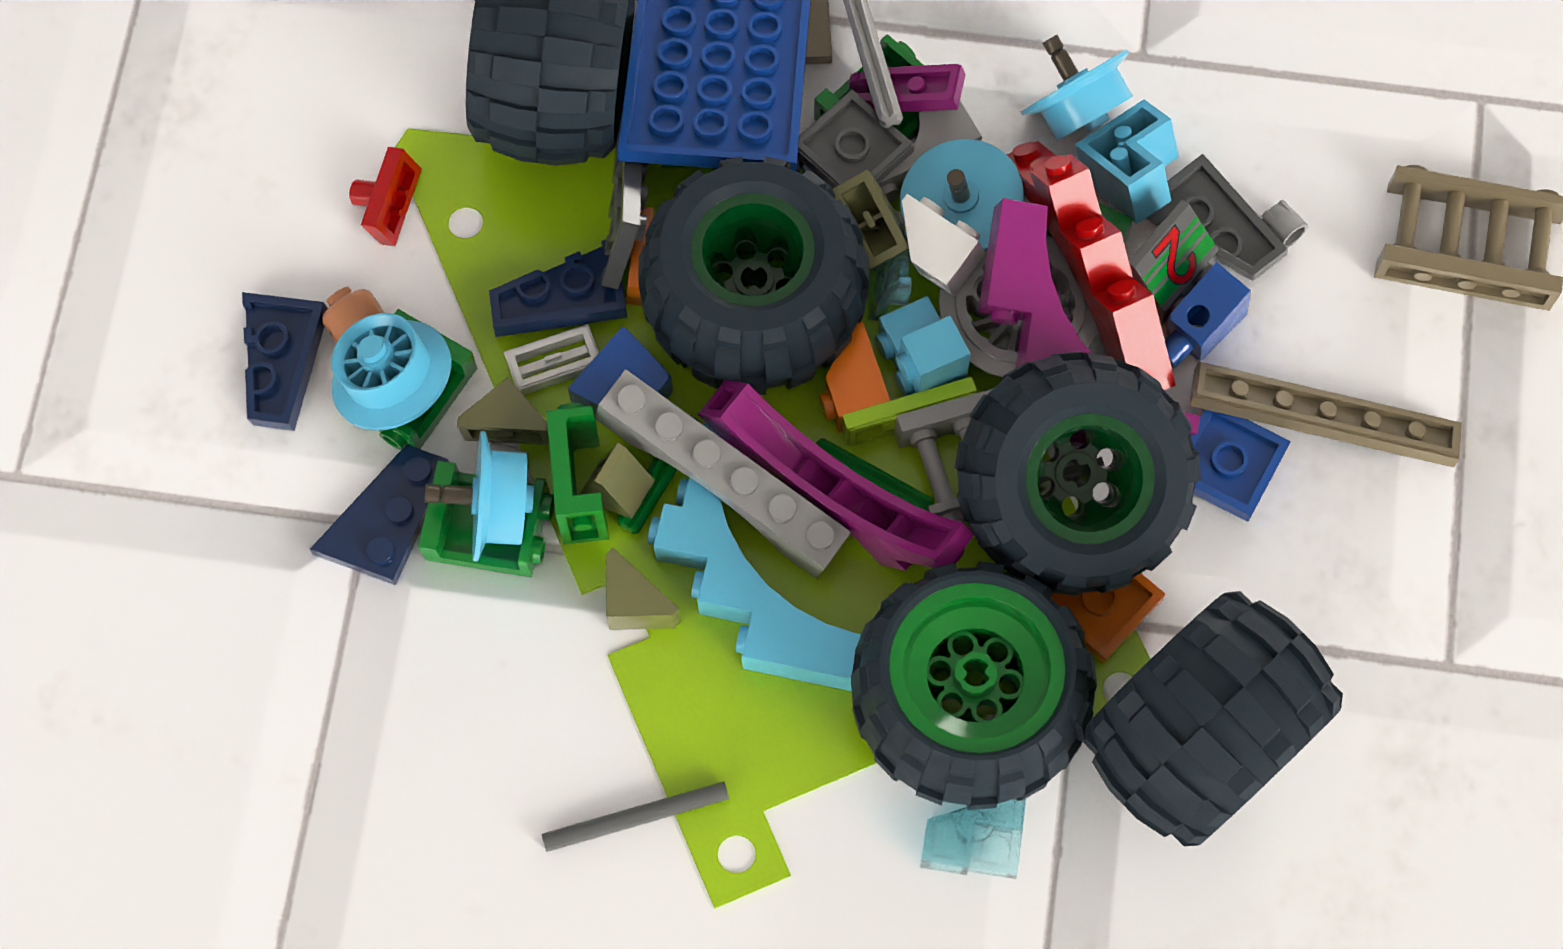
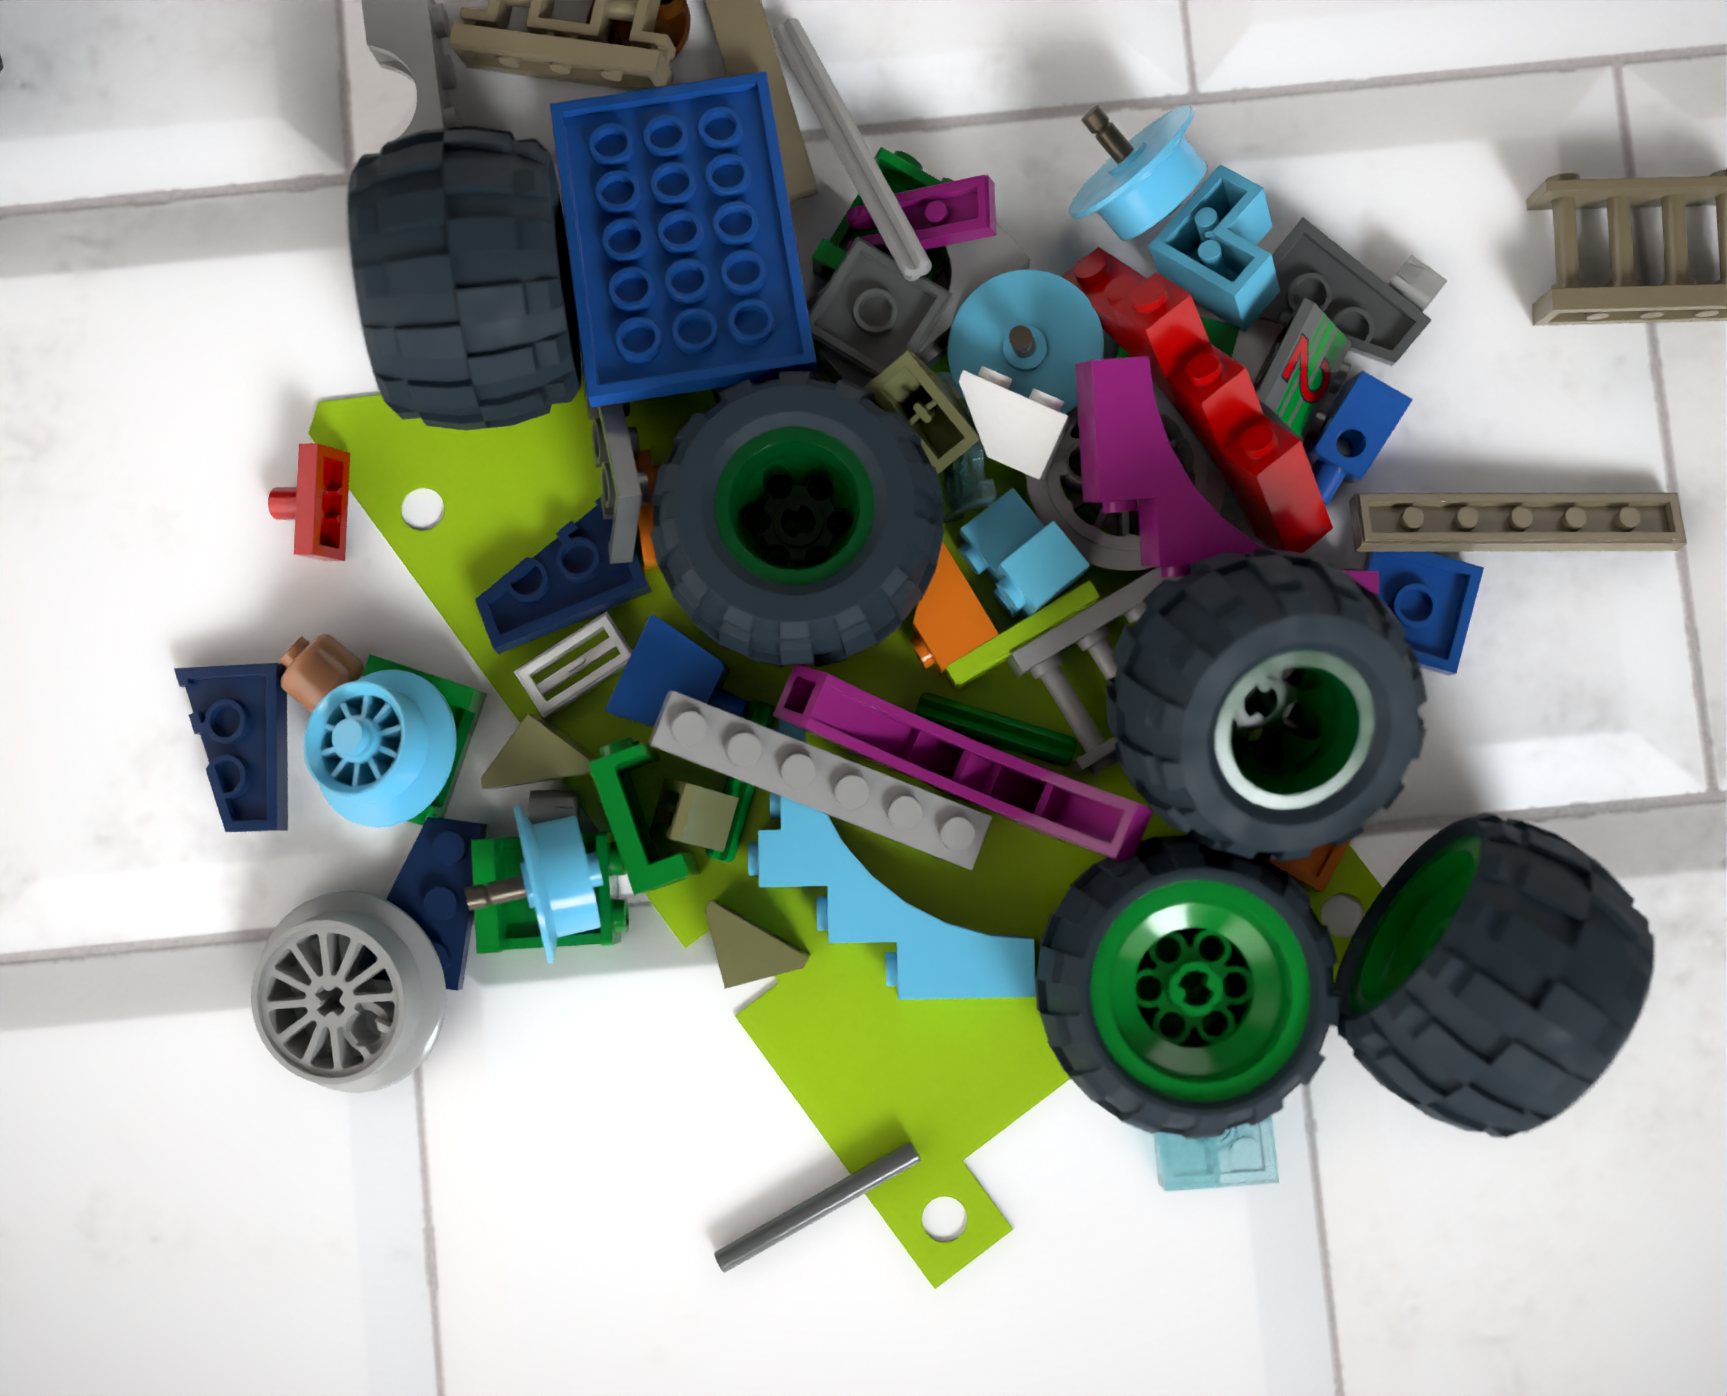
camera: 10 degrees left, 15 degrees up
(347, 594) = (343, 993): none -> light grey piece

